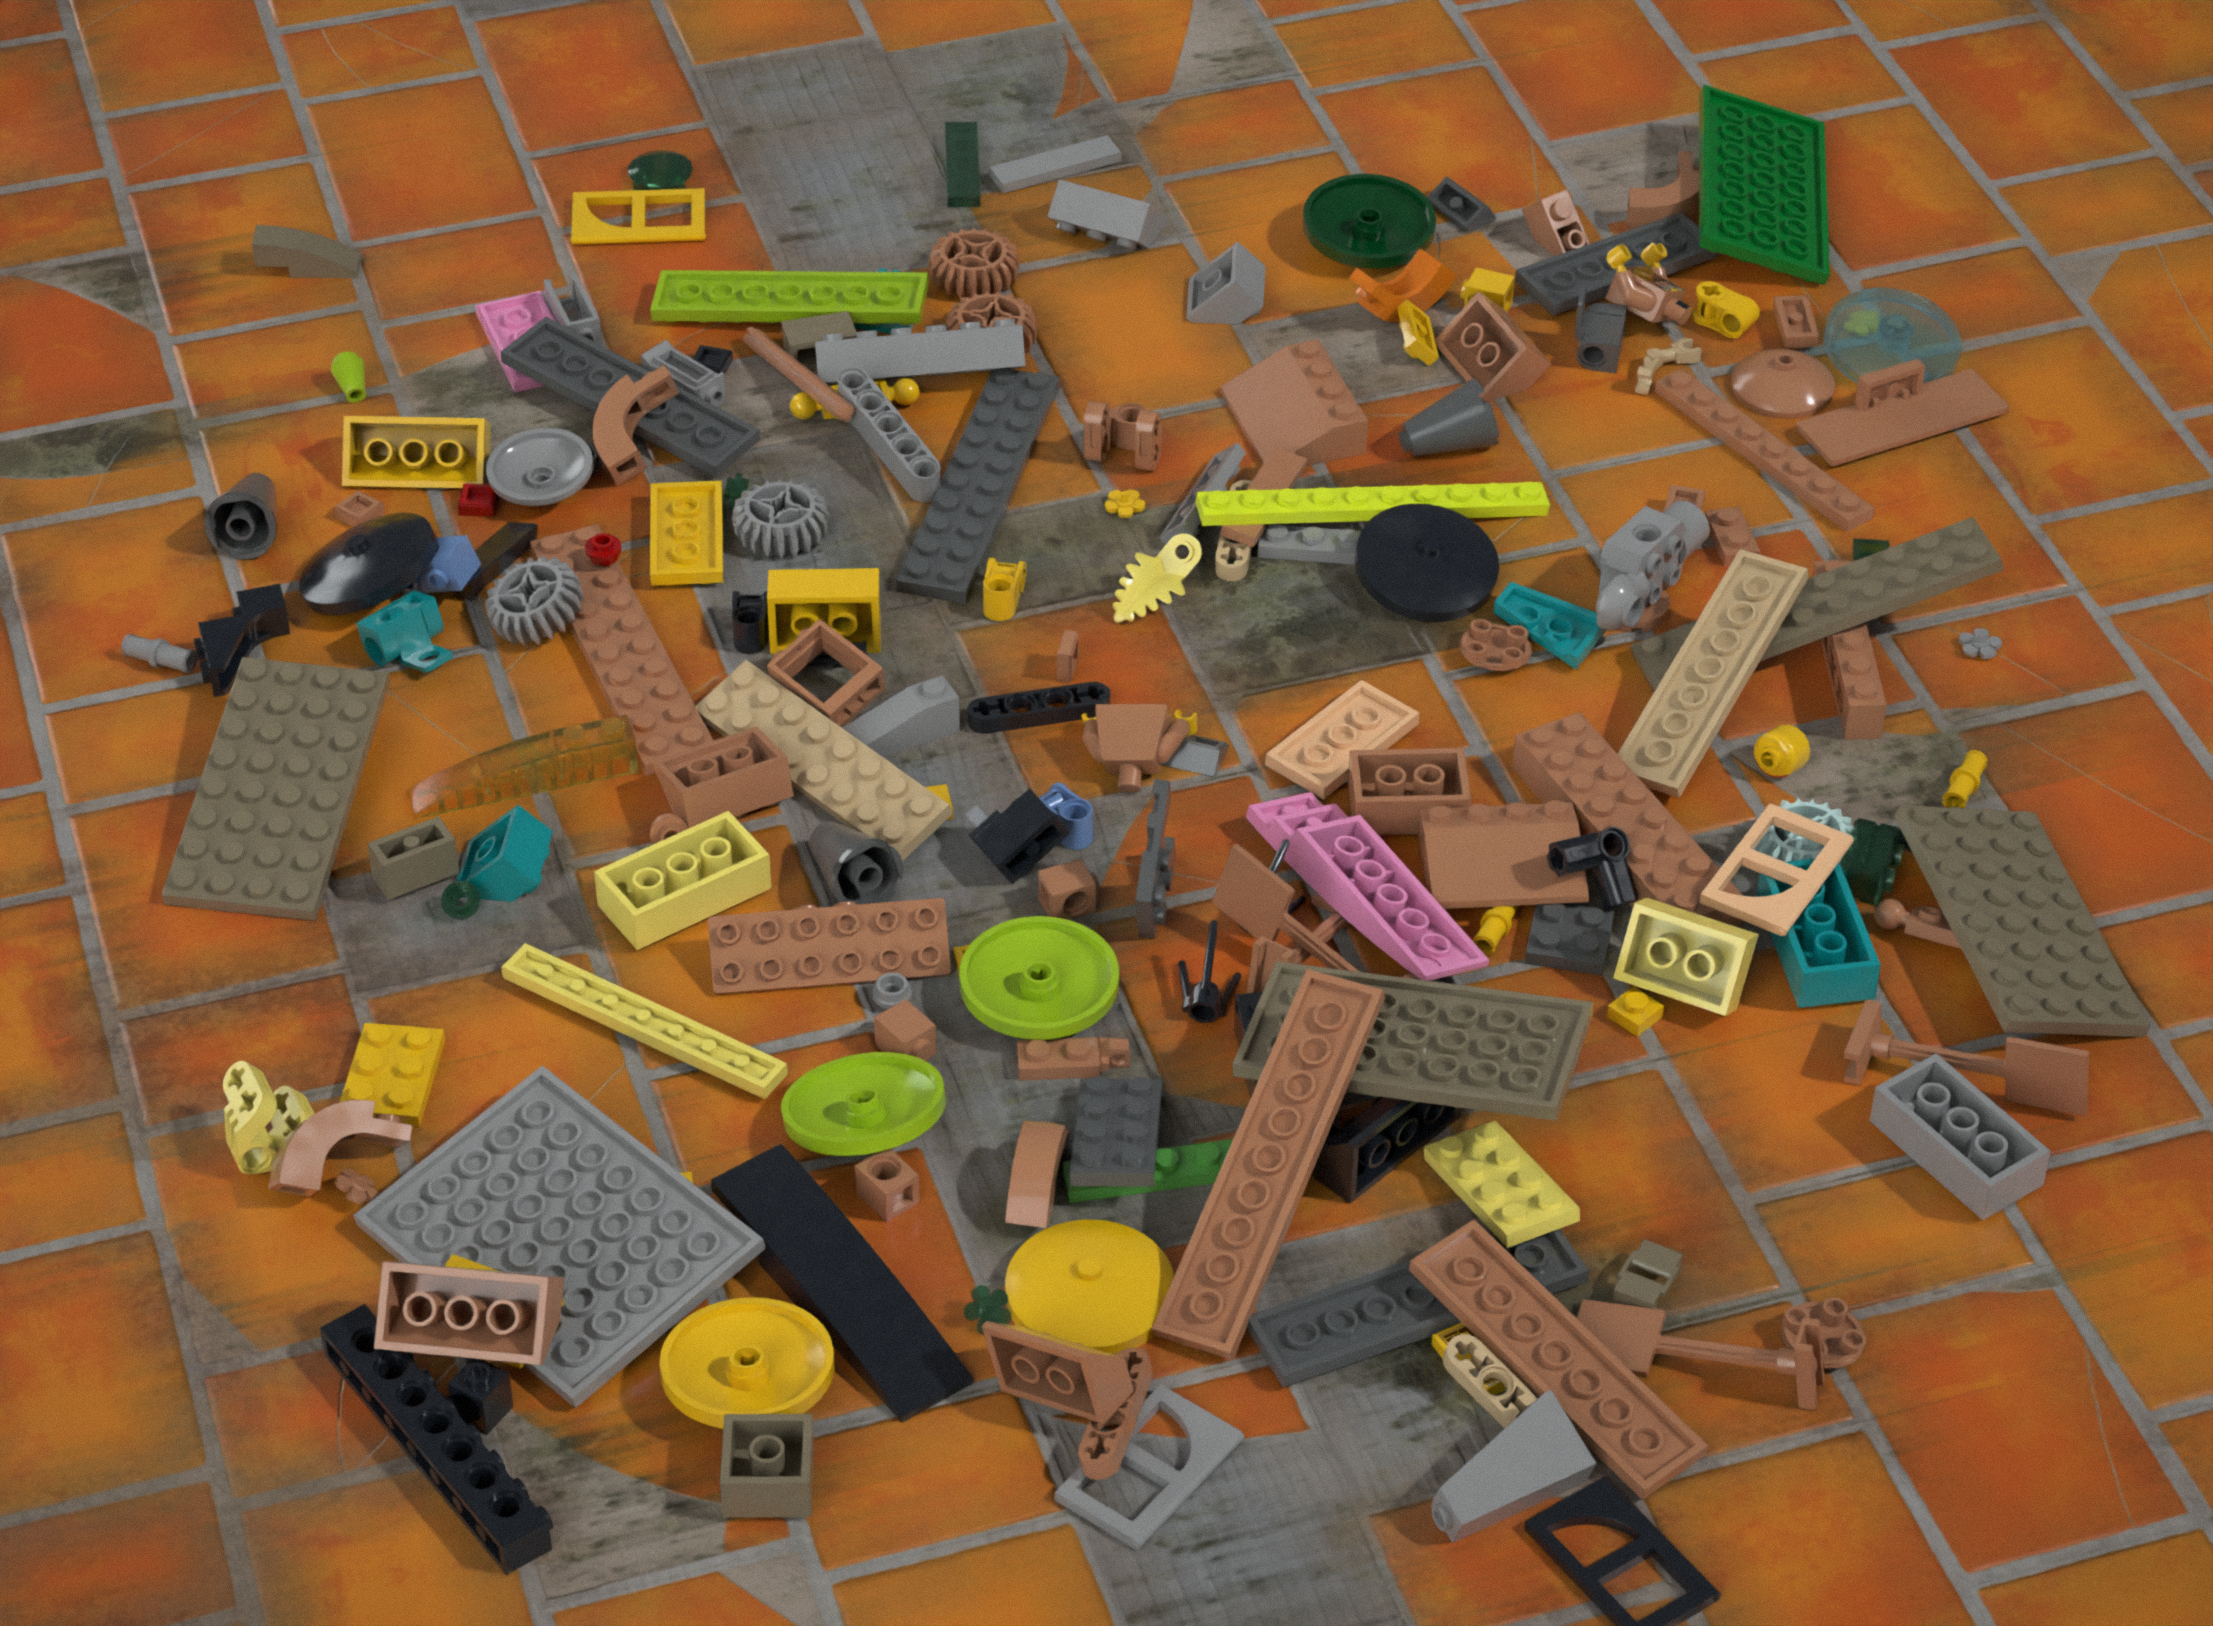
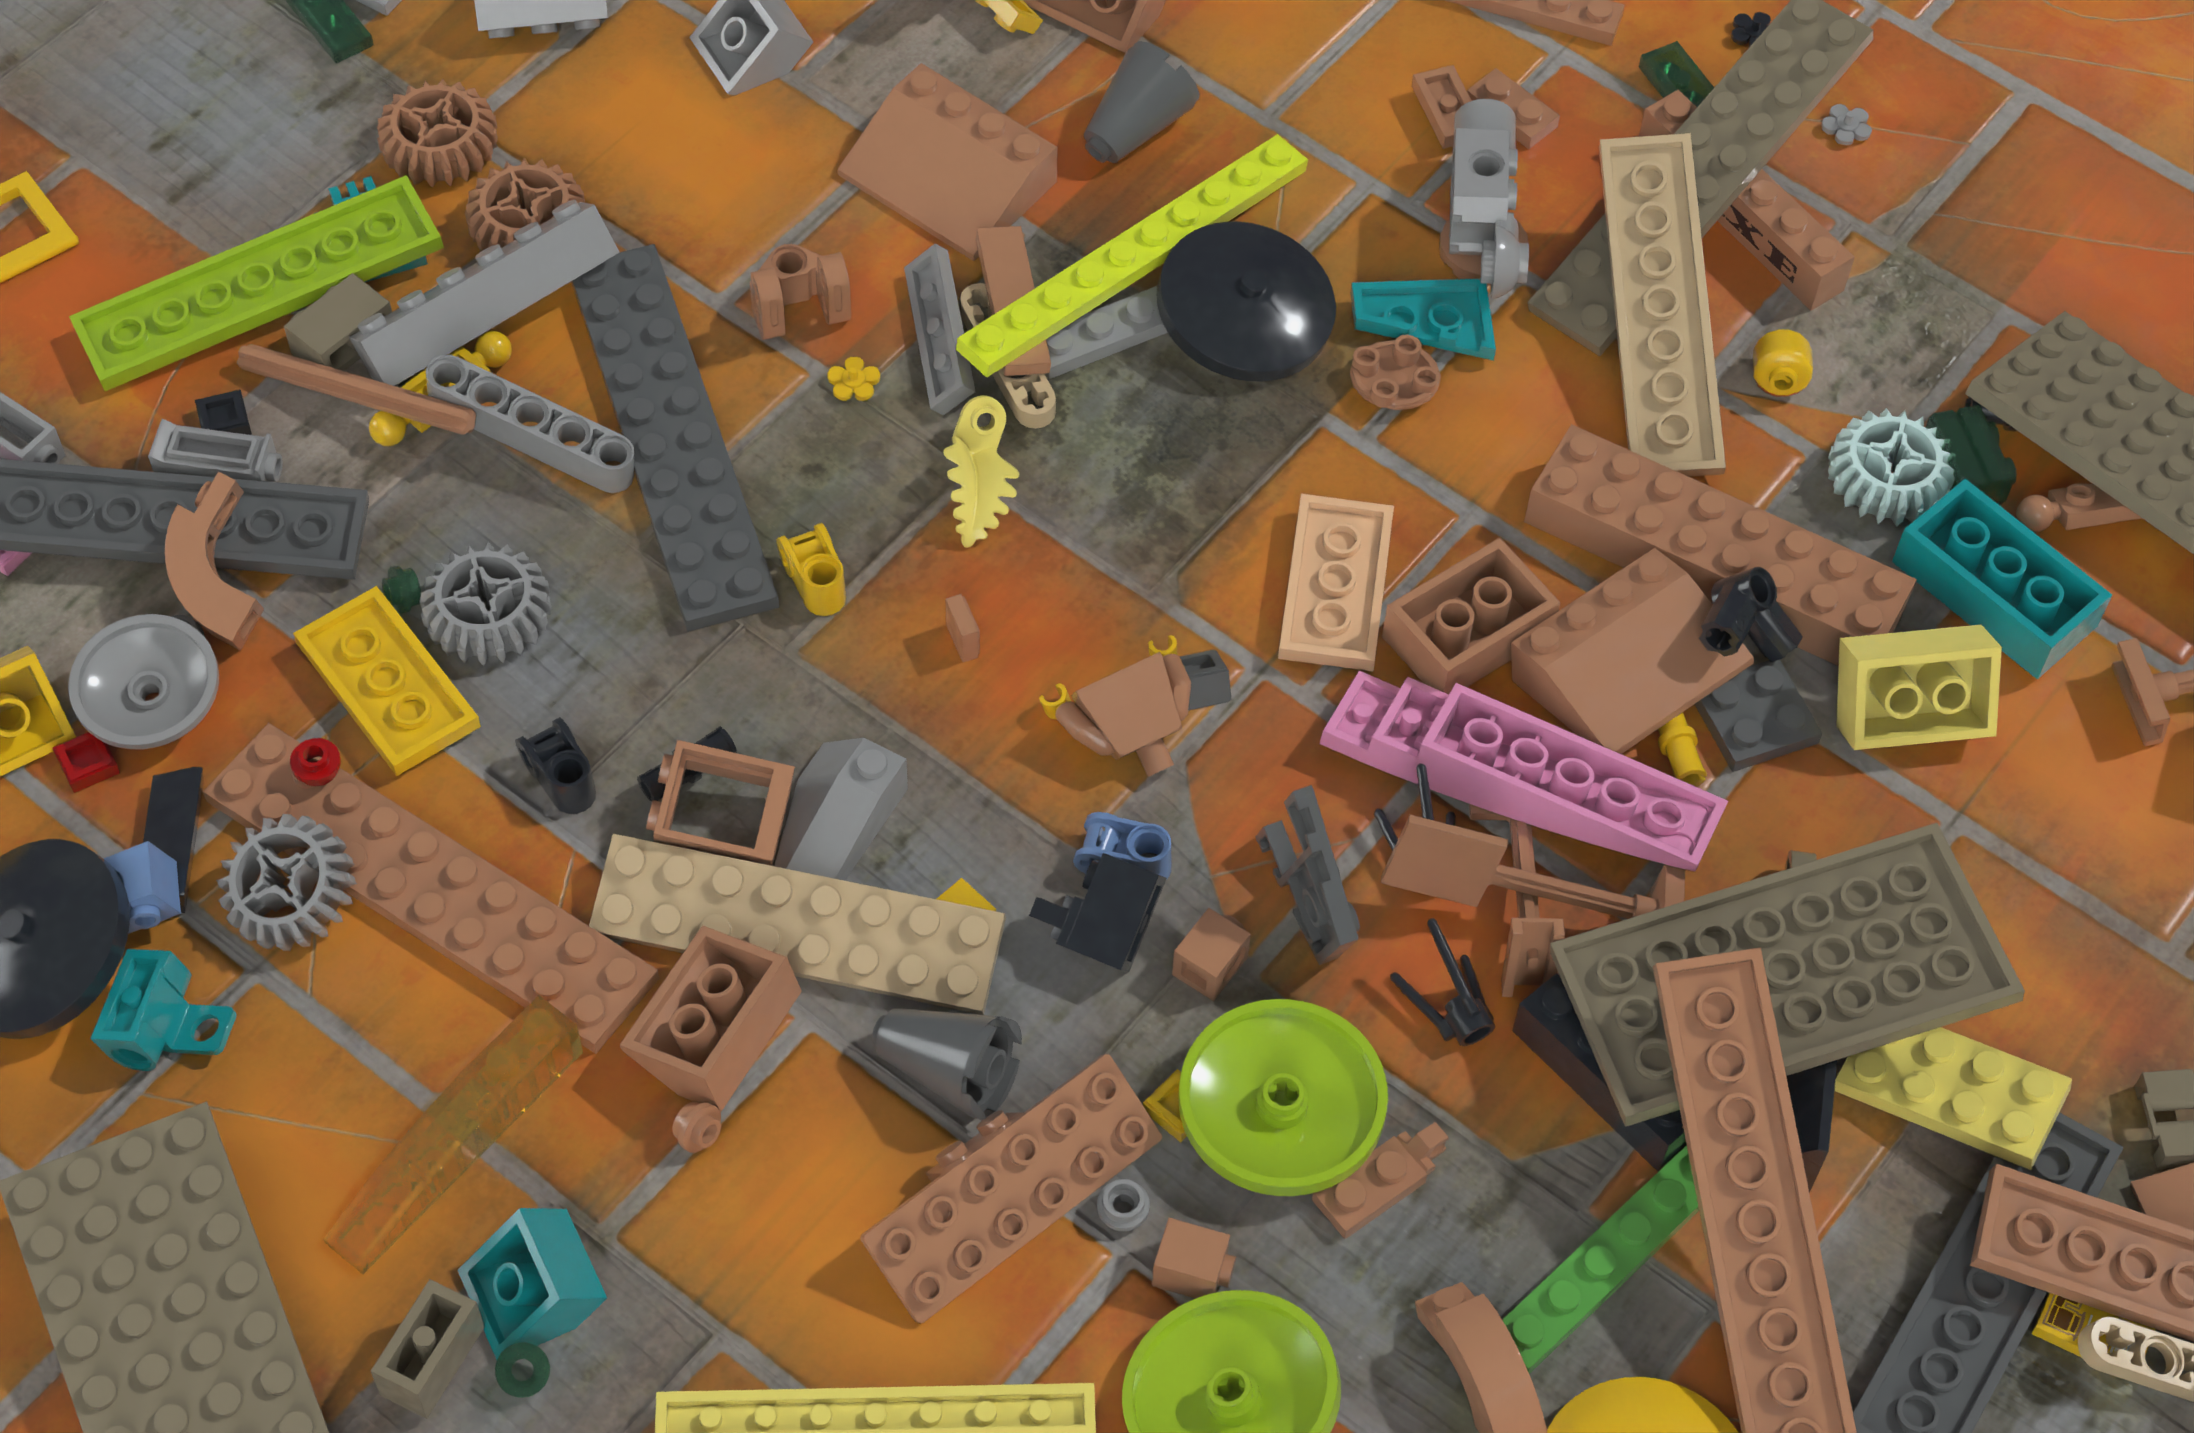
camera: 35 degrees left, 15 degrees up
(682, 880) = (778, 1193): light yellow brick -> none
(839, 597) = (647, 709): yellow brick -> none
(1038, 703) = (972, 708): black beam -> none
(1116, 1132) = (1525, 1260): dark grey plate -> none
(1635, 1011) = (1892, 774): yellow plate -> none
(1777, 911) = (1973, 581): light nougat window -> none
(1965, 780) = (1973, 306): yellow pin -> none

